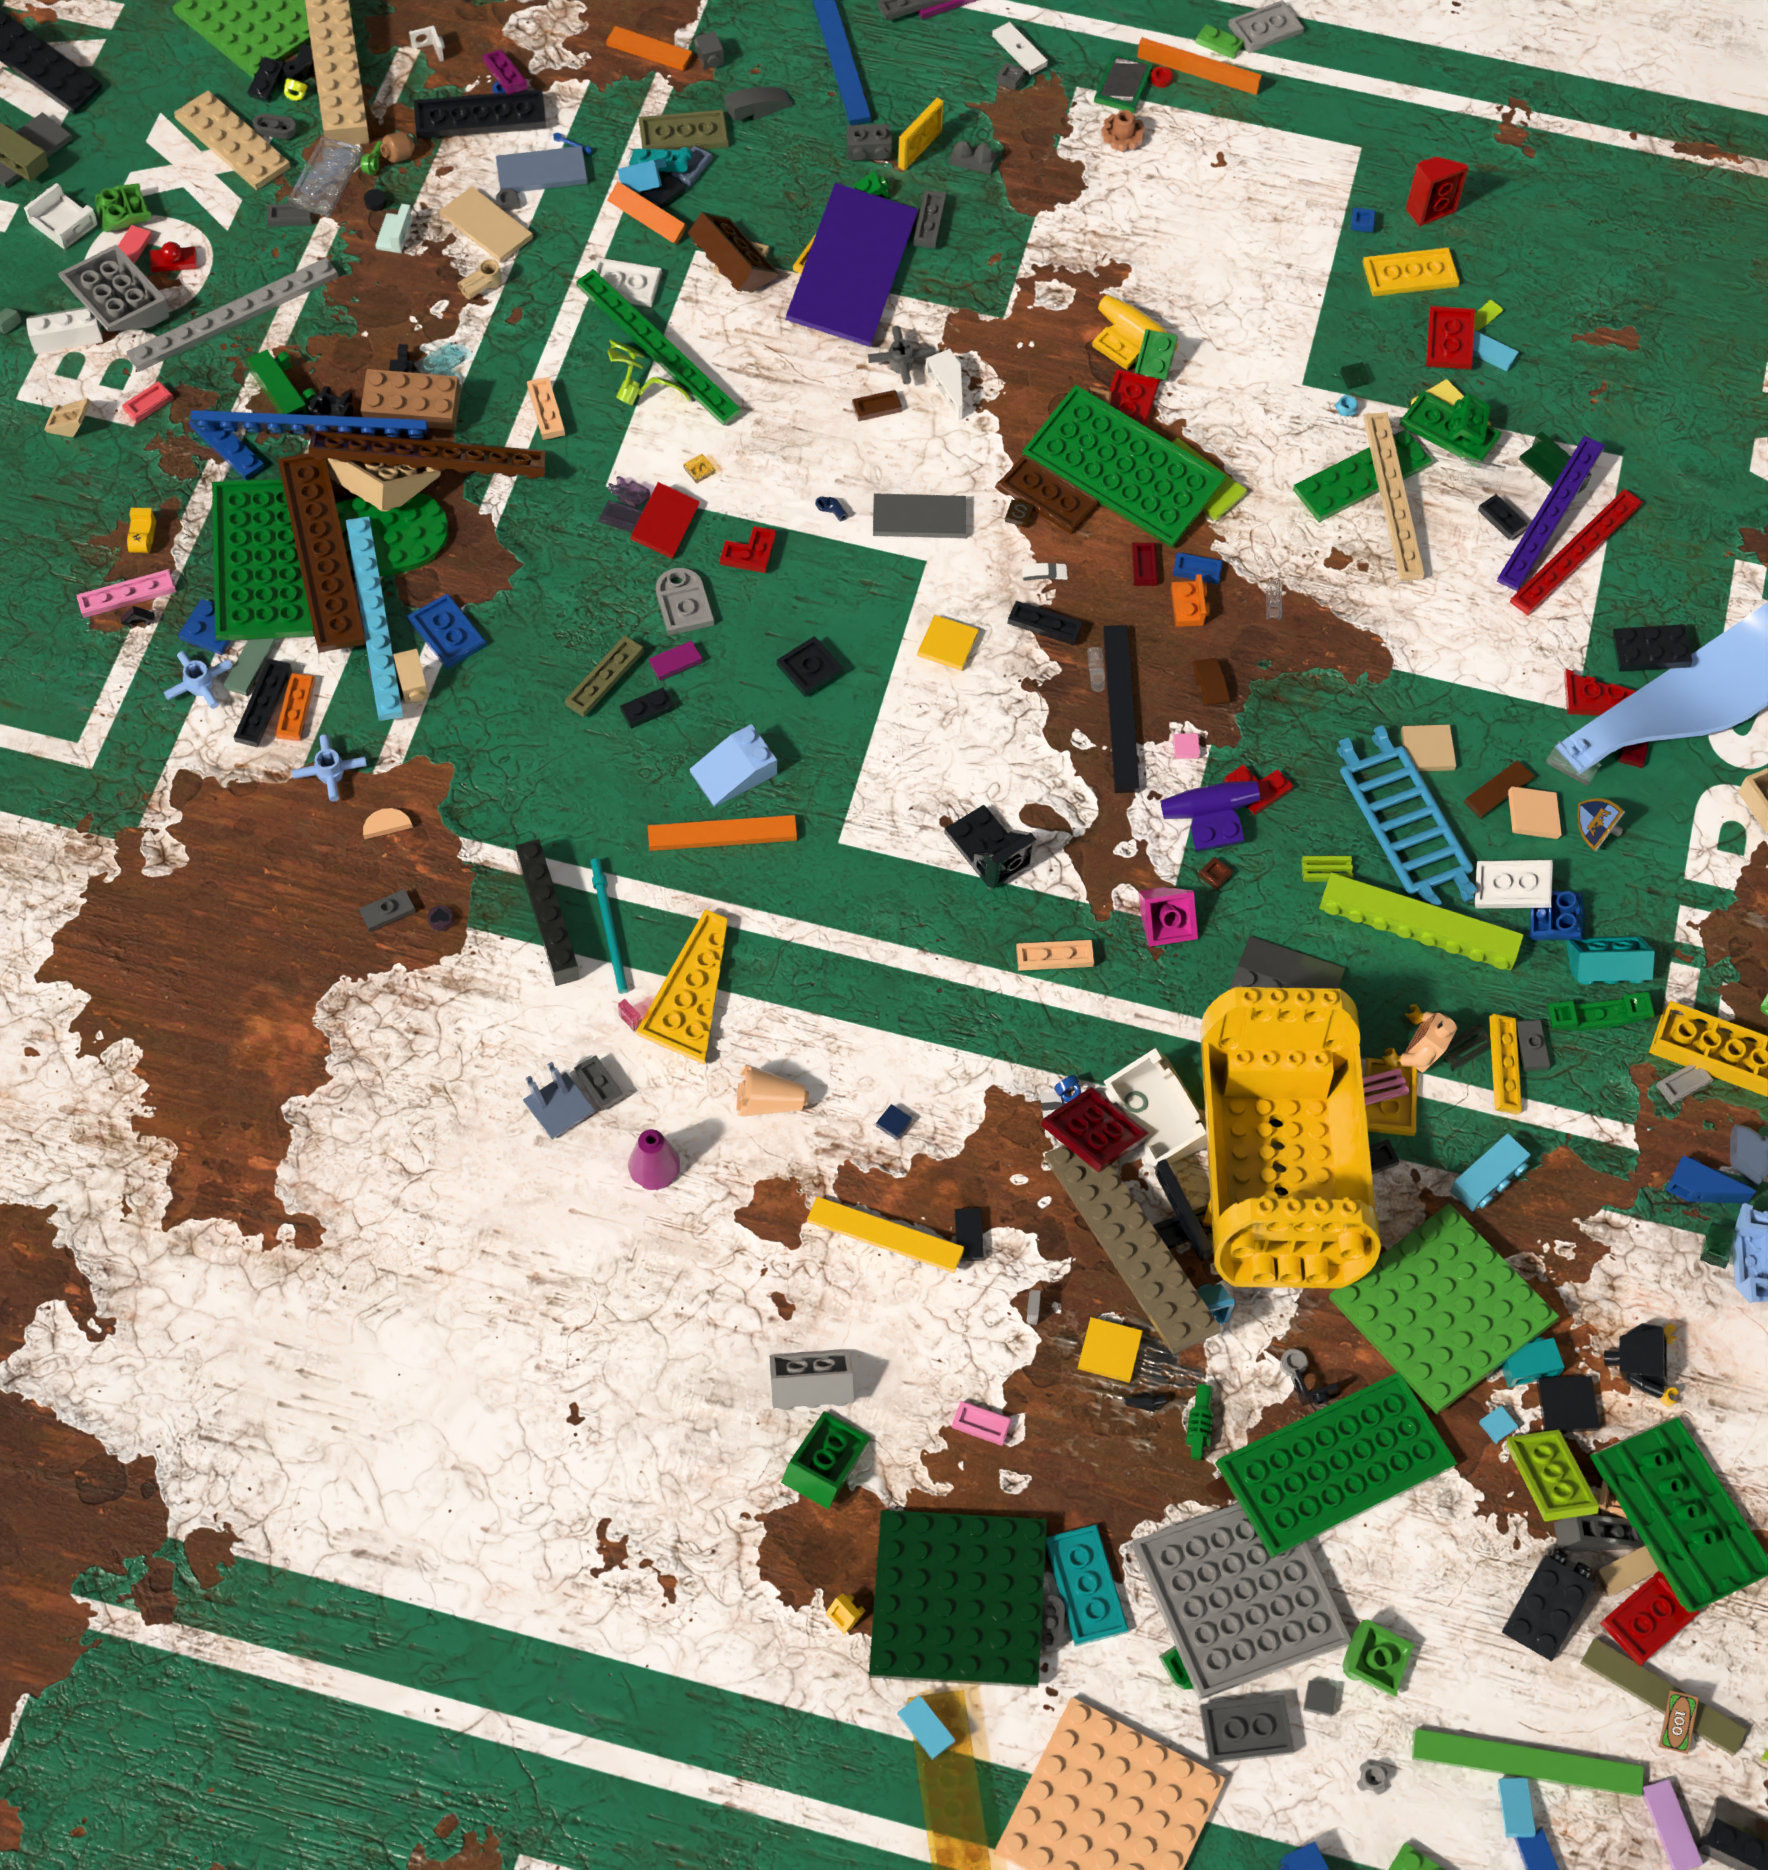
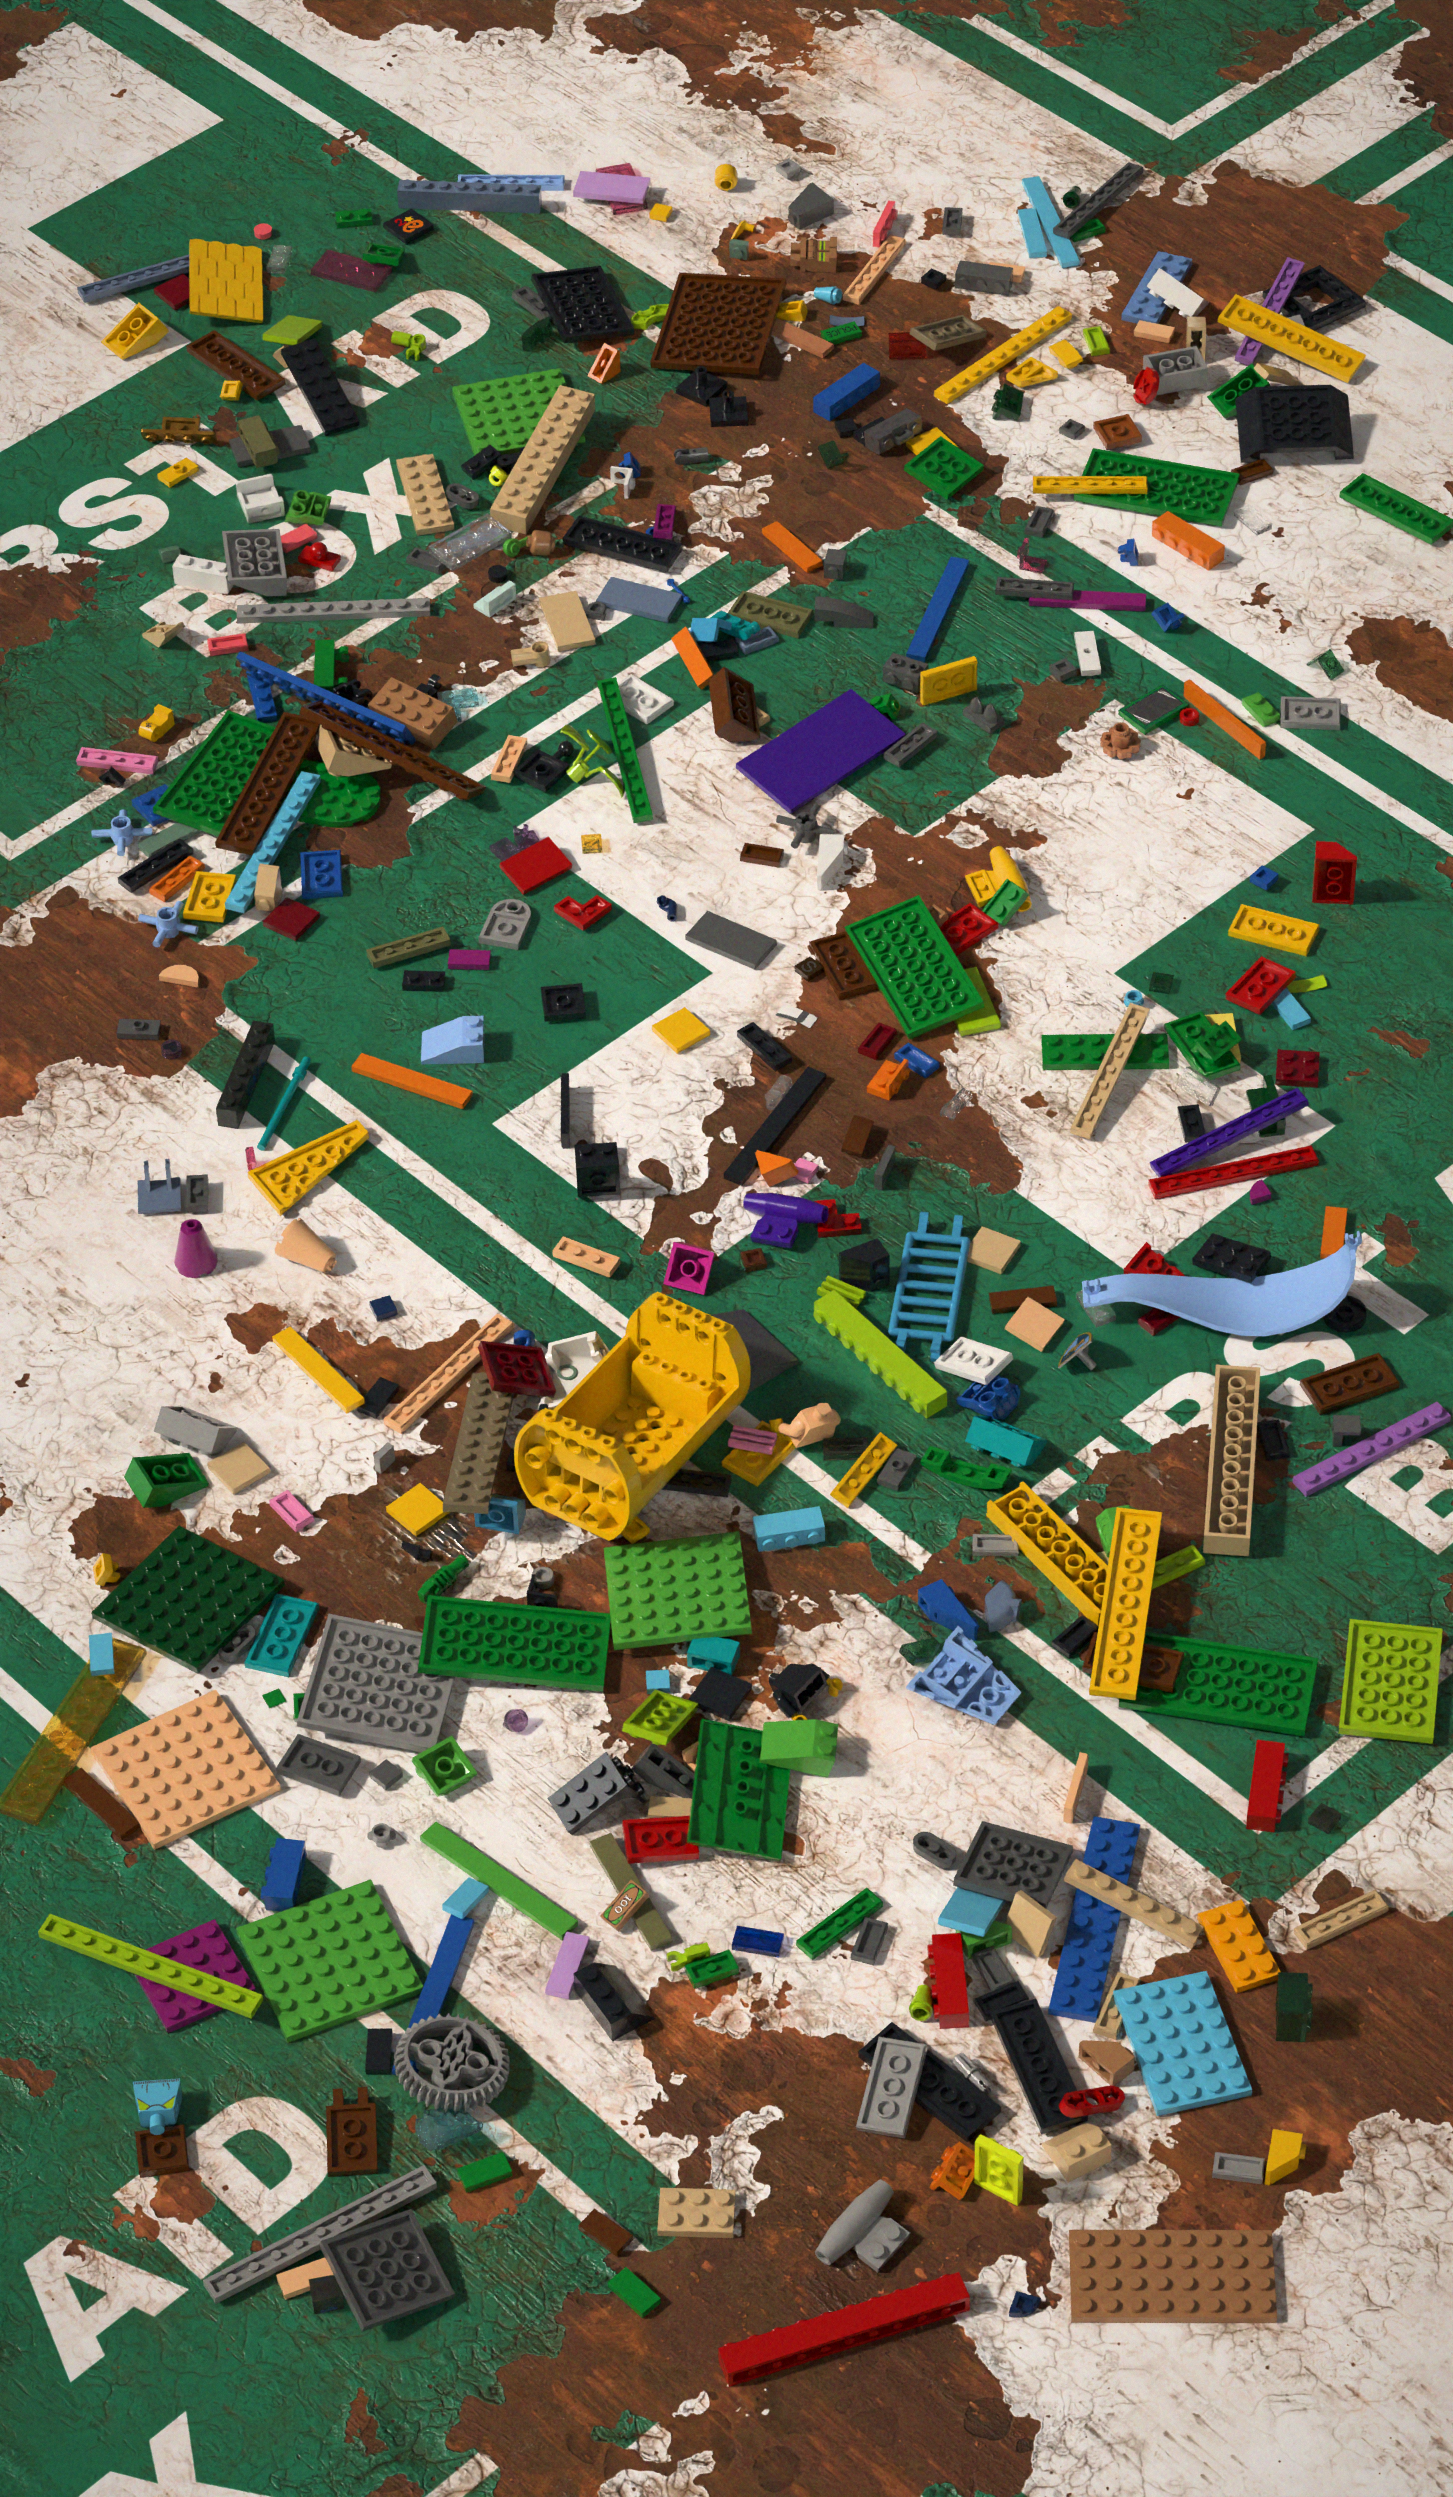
camera: 35 degrees right, 15 degrees down
(349, 713) = (208, 896): none -> yellow plate
(421, 21) = (631, 462): none -> blue tile
(454, 699) = (291, 919): none -> dark red tile
(580, 396) = (540, 761): none -> black plate
(888, 1400) = (238, 1468): none -> tan tile
(907, 793) = (565, 1111): none -> black tile
(1018, 1167) = (446, 1375): none -> light nougat tile
(1132, 1668) = (273, 1698): none -> green sticker
(1163, 759) = (775, 1168): none -> orange slope
(1264, 705) = (884, 1167): none -> dark grey tile
(1342, 829) = (865, 1266): none -> black slope
(1400, 1556) = (515, 1720): none -> clear purple tile
(1546, 410) = (1297, 1068): none -> dark red plate
(1617, 562) = (1259, 1192): none -> magenta tile
(1700, 1427) = (800, 1745): none -> bright green slope
(1714, 574) = (1333, 1230): none -> orange tile

